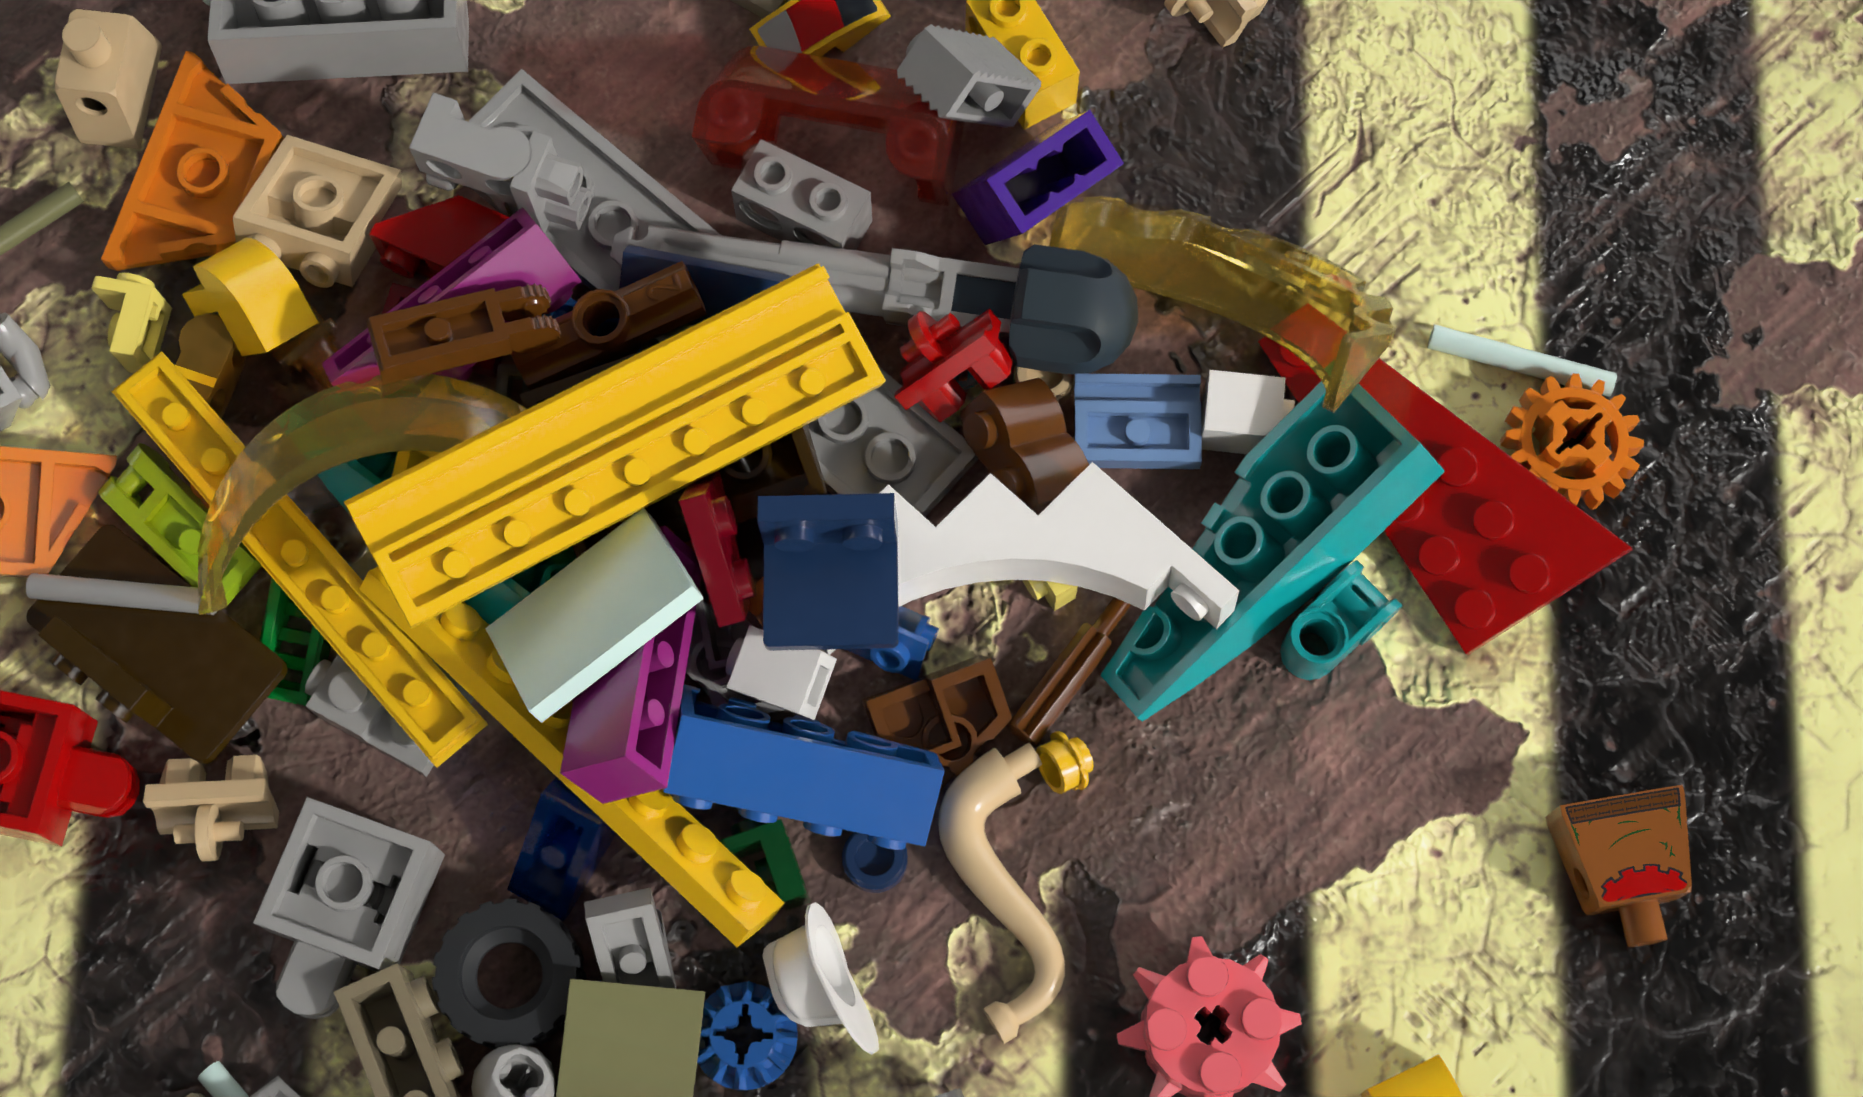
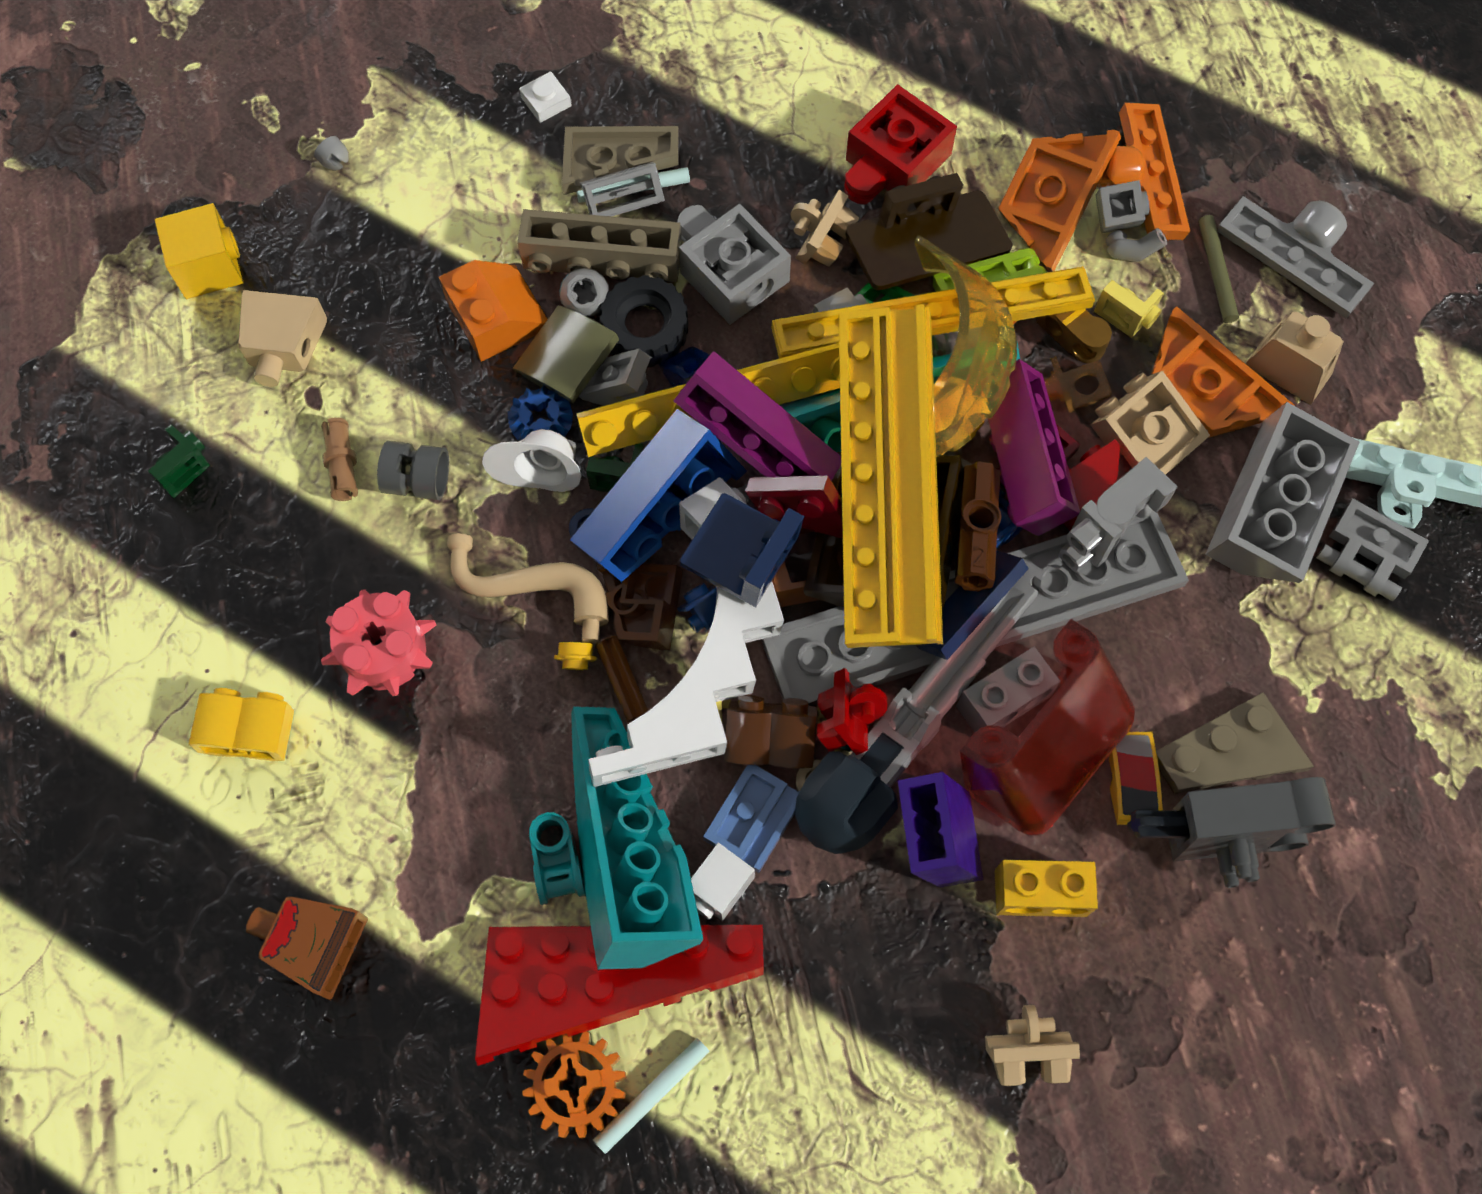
camera: 120 degrees right, 5 degrees down
(113, 593) = (971, 224): light grey bar -> none
(252, 295) = (1104, 358): yellow brick -> none
(461, 331) = (1010, 429): reddish brown hinge -> none
(593, 614) = (796, 416): light aqua tile -> none
(968, 77) = (1030, 816): light grey brick -> none
(1244, 276) = (805, 946): clear yellow windscreen -> none

